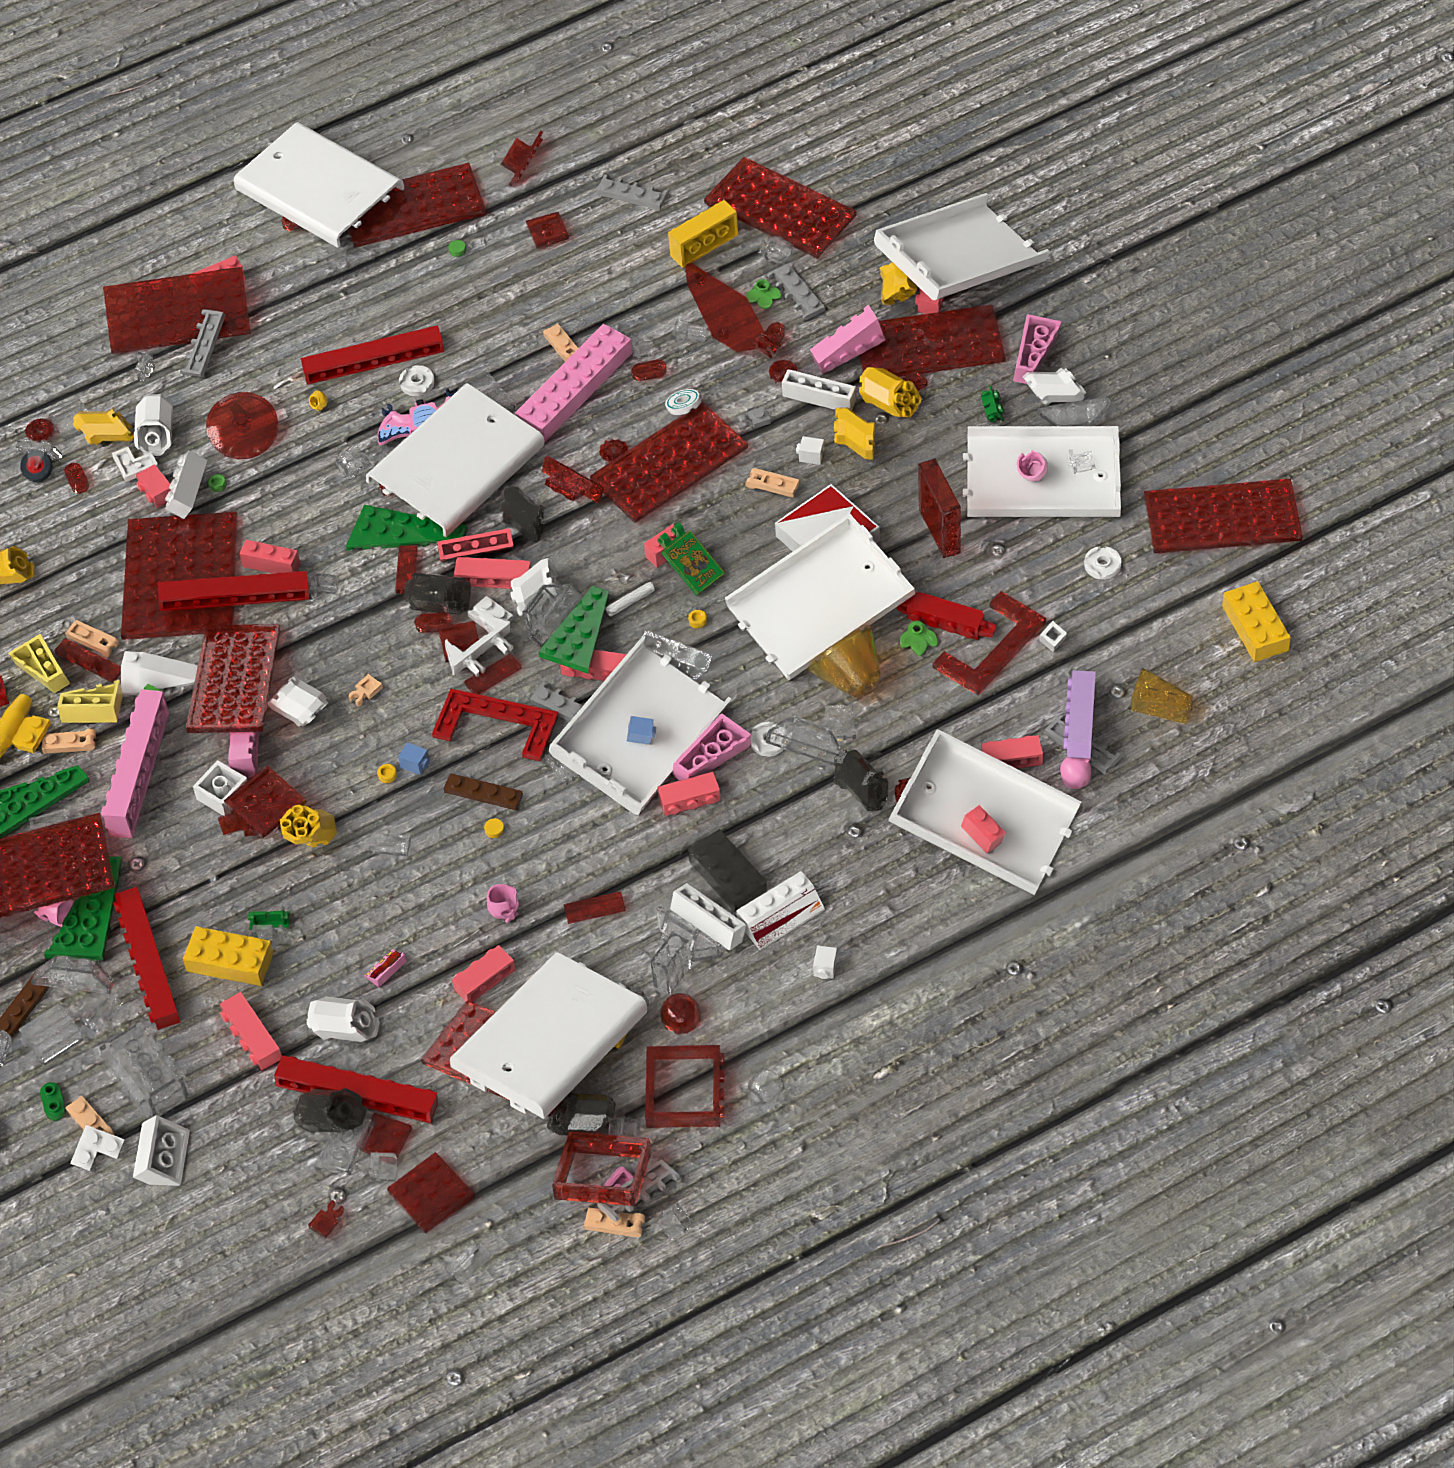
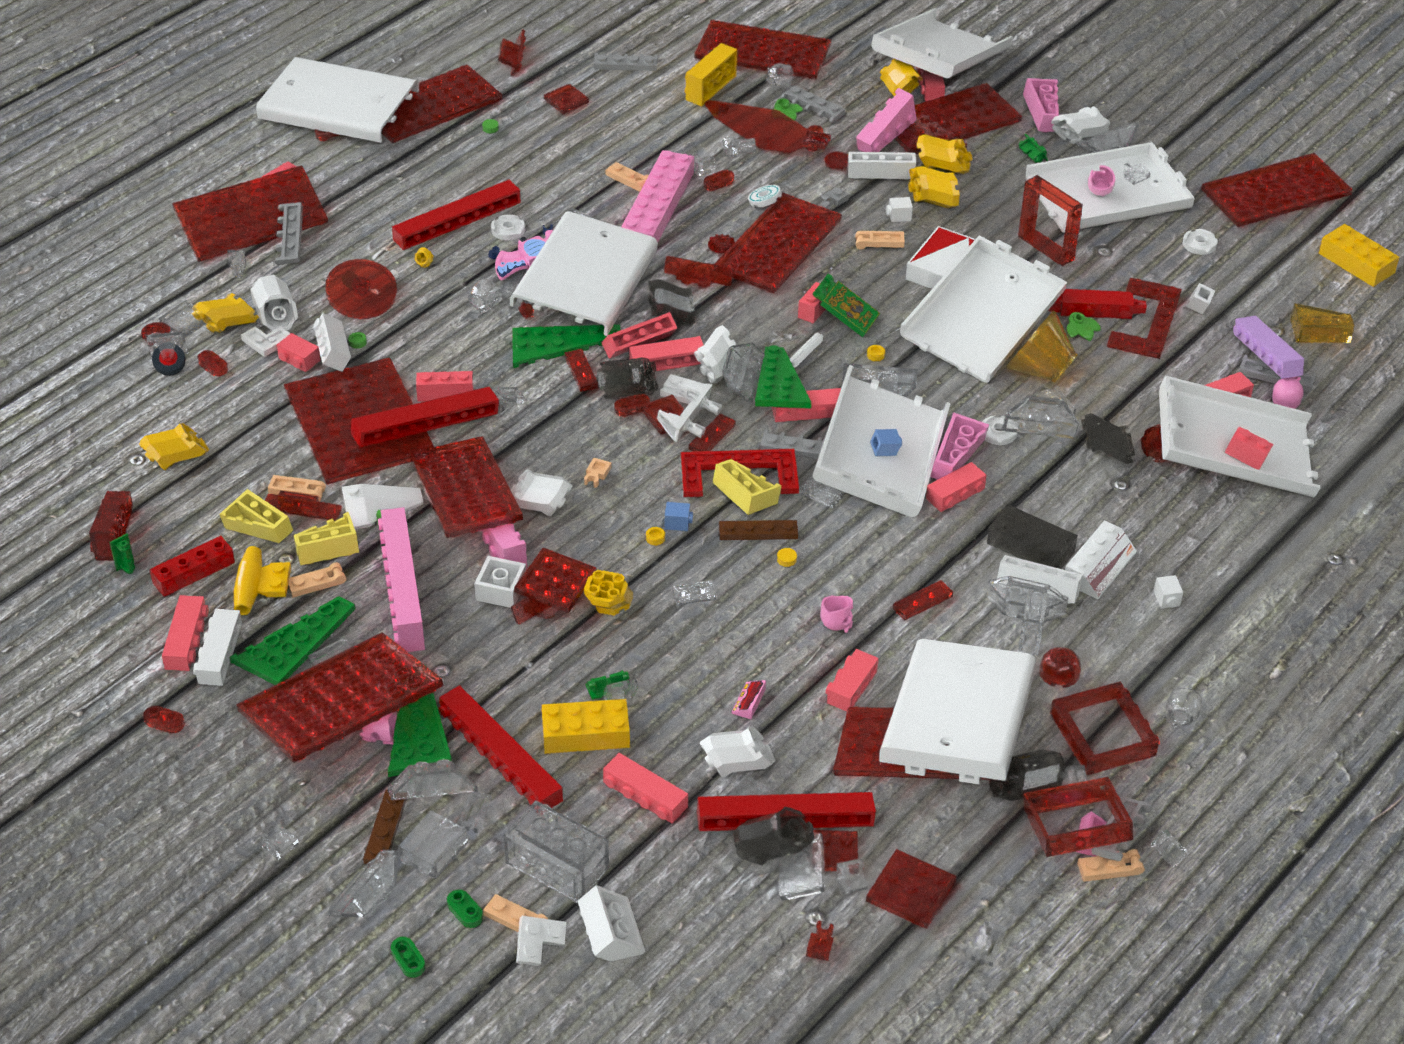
camera: 25 degrees left, 10 degrees down
(489, 745) = (744, 488): none -> light yellow wedge

